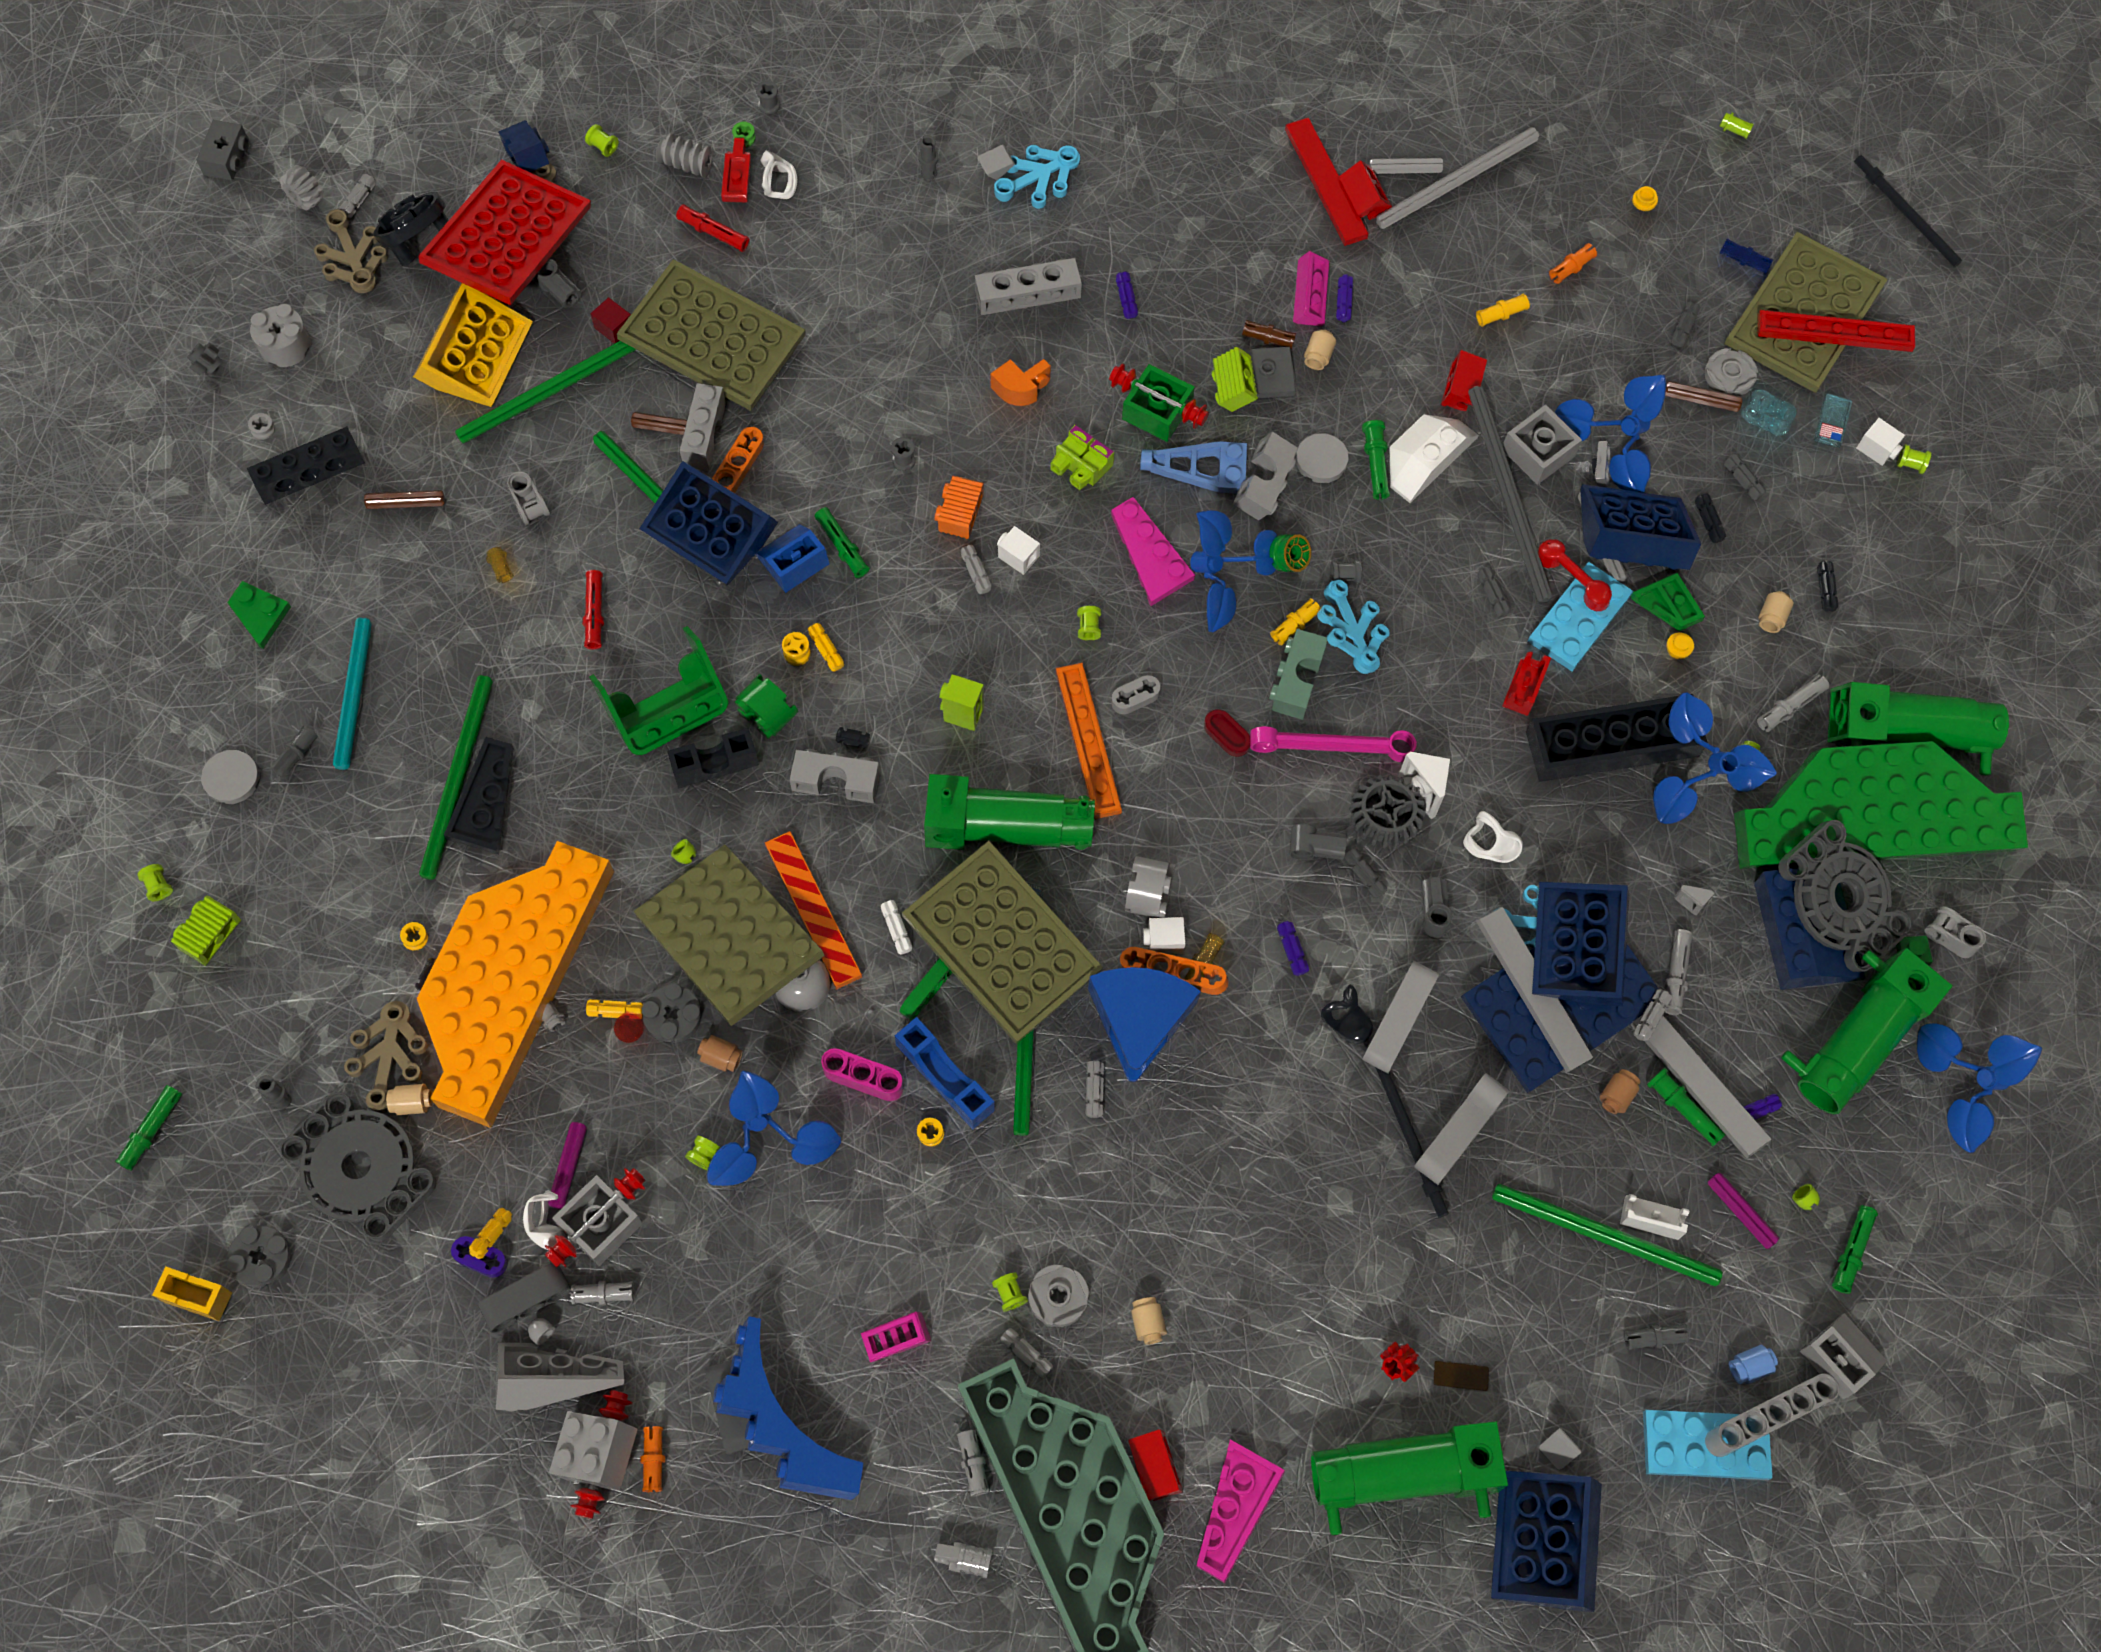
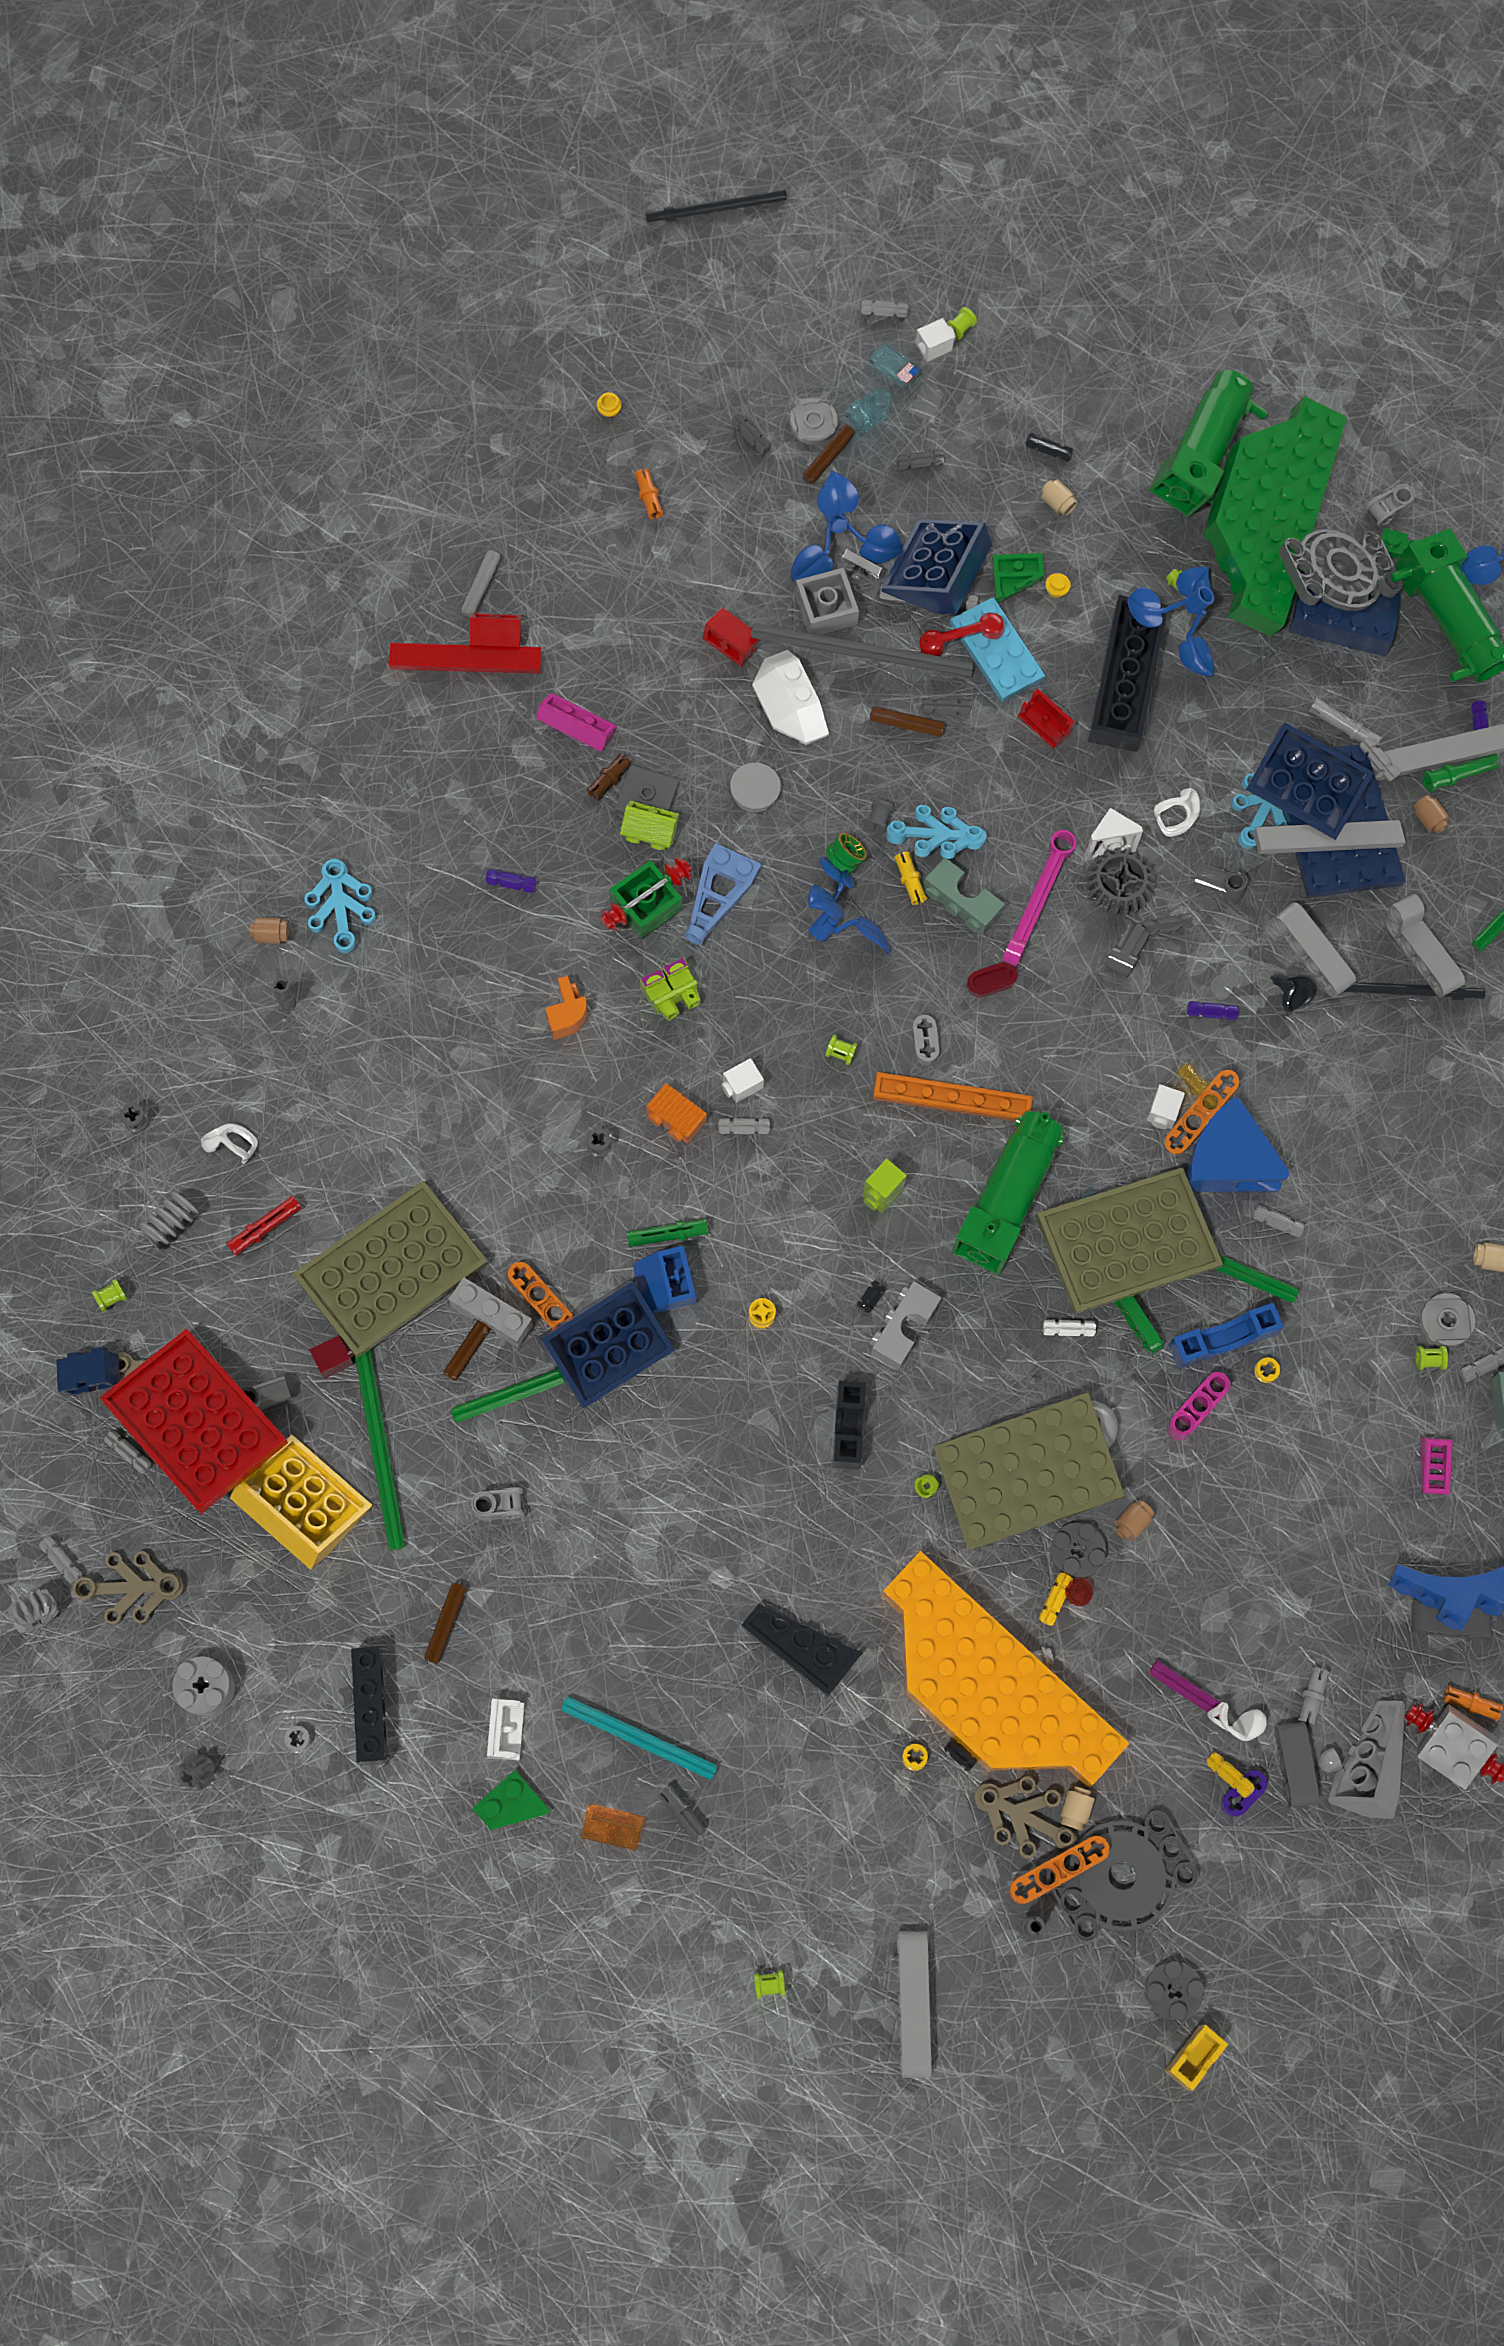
camera: 70 degrees left, 5 degrees up
(148, 1128) = (1019, 2061): green pin -> none
(173, 1016) = (914, 2004): none -> light grey beam
(205, 929) = (838, 1949): lime brick -> none
(230, 776) = (682, 1881): light grey tile -> none
(264, 701) = (612, 1827): none -> clear orange slope
(321, 580) = (505, 1729): none -> white hinge
(340, 1100) = (1060, 1872): none -> orange beam
(407, 220) = (145, 1509): black piece -> none
(456, 777) = (767, 1667): green axle -> none
(499, 564) = (558, 1554): clear yellow pin -> none
(593, 636) = (643, 1482): red pin -> none
(597, 1220) = (1254, 1676): light grey brick -> none
(673, 709) = (776, 1446): green windscreen -> none
(702, 1152) = (1221, 1566): lime wheel -> none
(736, 173) = (209, 1180): red hinge -> none
(747, 129) = (157, 1153): bright green bush -> none
(751, 1103) = (1214, 1505): blue plant -> none
(765, 705) = (816, 1358): green brick -> none
(813, 909) = (1021, 1392): tile -> none
(826, 647) = (769, 1287): yellow axle -> none
(986, 129) = (269, 930): none -> medium nougat brick
(996, 162) = (311, 935): light grey slope -> none
(1039, 292) = (462, 1001): light grey brick -> none
(1149, 887) = (1121, 1100): light grey brick -> none
(1154, 558) = (797, 969): dark pink wing -> none
(1275, 459) = (747, 825): light grey arch -> none
(1319, 349) = (645, 740): tan brick -> none
(1344, 298) = (599, 697): dark purple axle -> none
(1375, 448) = (766, 738): green pin -> none
(1457, 178) = (514, 547): light grey axle -> none
(1459, 563) = (907, 721): none -> reddish brown axle
(1502, 310) = (671, 572): yellow pin -> none
(1693, 898) = (1290, 682): light grey slope -> none
(1710, 518) = (948, 505): black axle -> none
(1736, 125) = (567, 295): lime pin -> none
(1746, 256) = (705, 353): clear blue pin -> none
(1784, 709) = (1149, 534): light grey pin -> none
(1808, 282) = (782, 334): olive plate -> none
(1836, 330) = (816, 320): red tile -> none
(1889, 389) = (884, 308): none -> light grey axle

